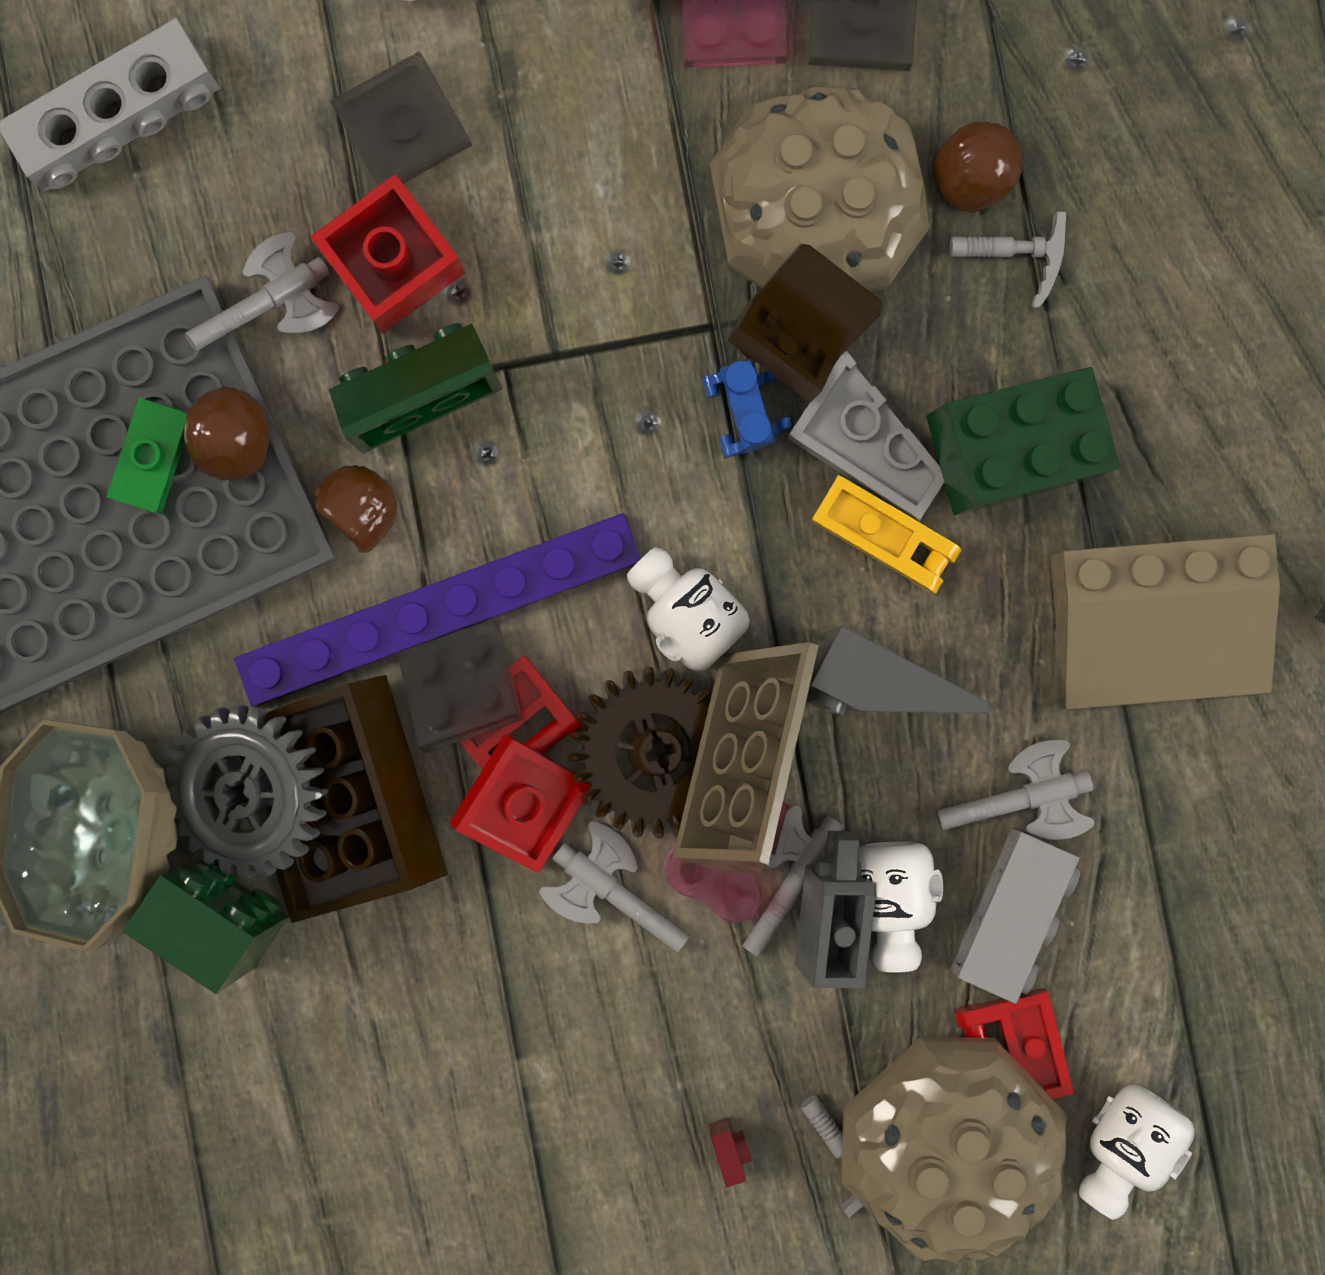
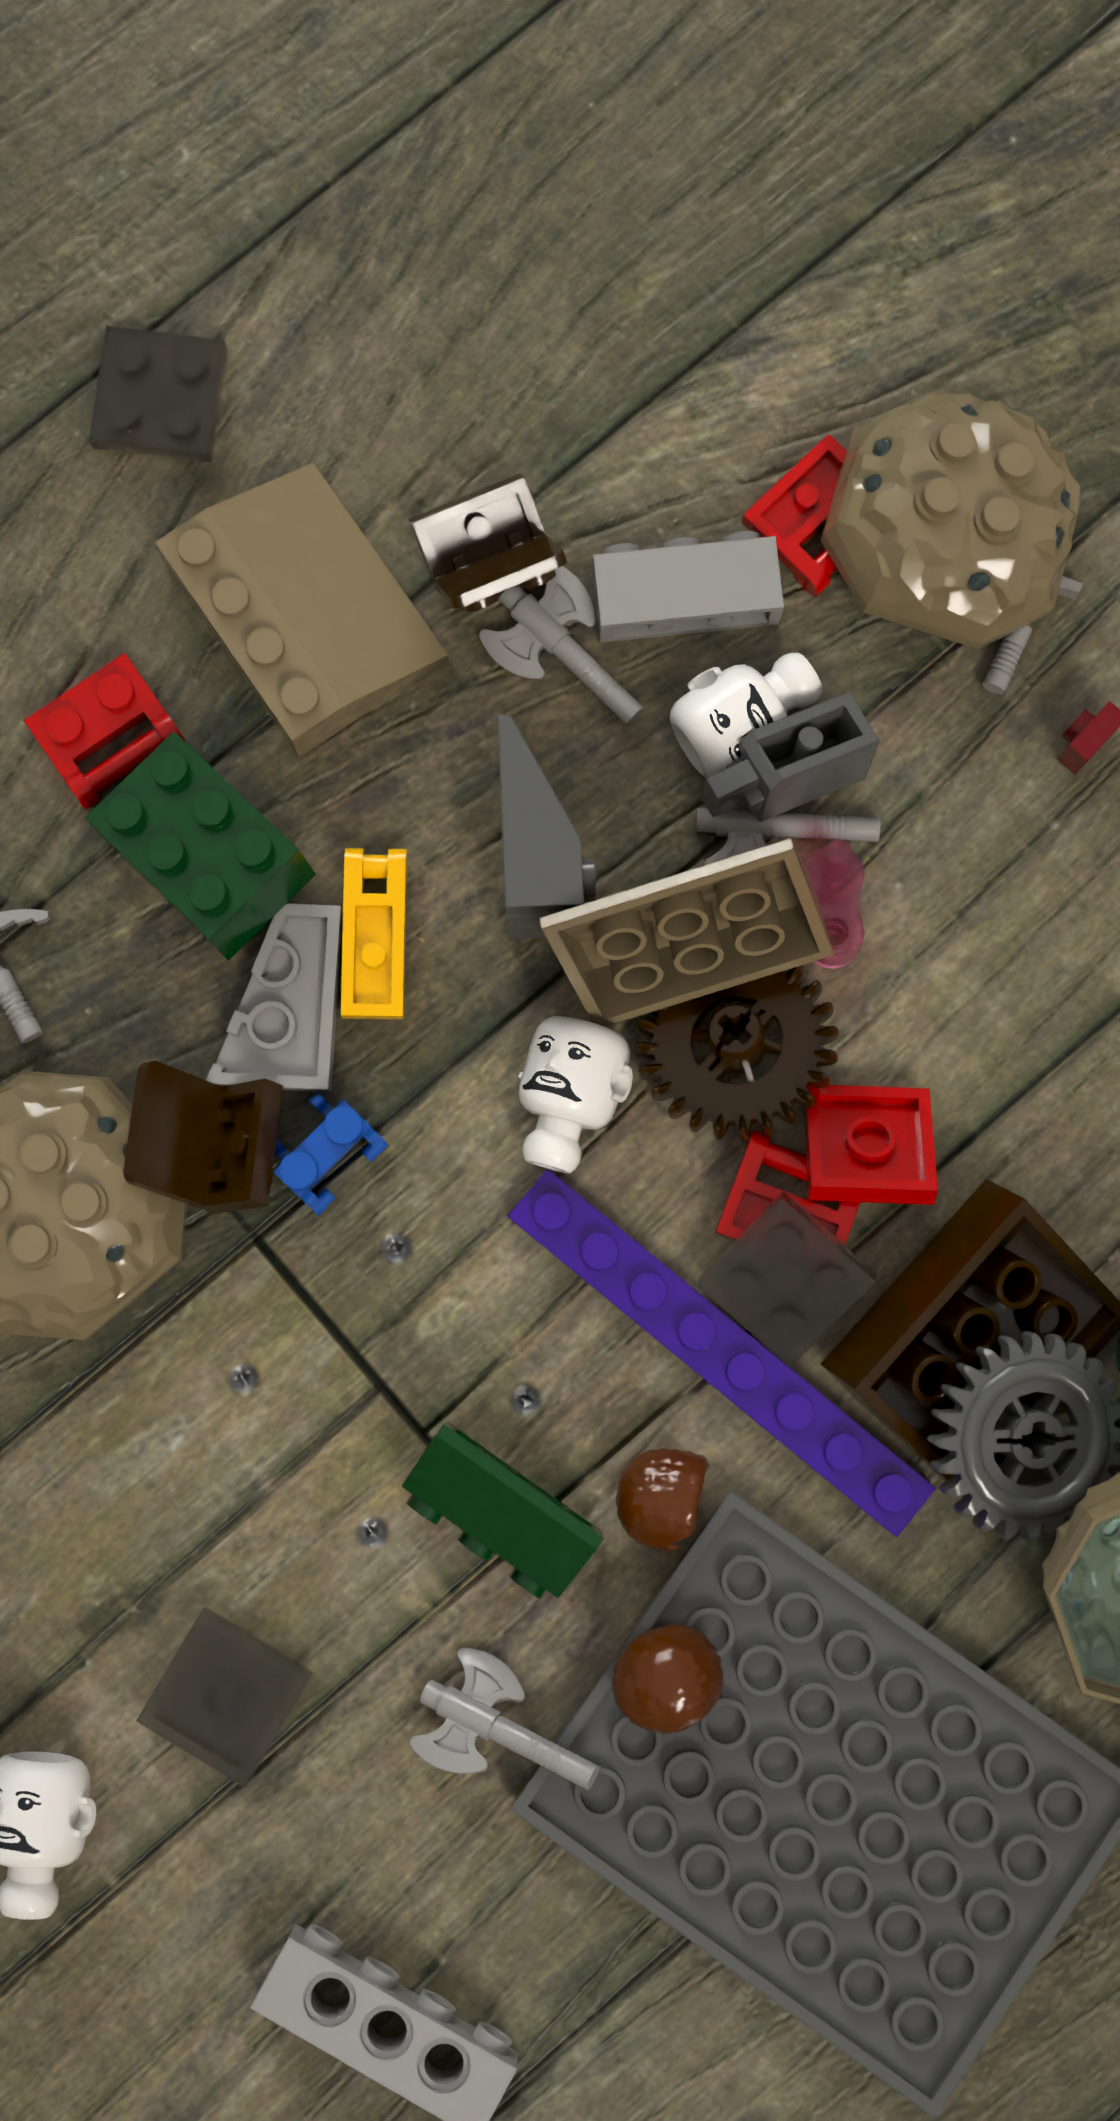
camera: 120 degrees left, 5 degrees down
(149, 456) = (739, 1751): green plate -> none
(388, 253) = (376, 1621): red brick -> none
(593, 878) = (900, 1030): light grey piece -> none
(1132, 783) = (486, 544): none -> dark brown bracket
(1138, 1145) = (840, 345): white piece -> none
(1166, 421) = (92, 717): none -> red plate

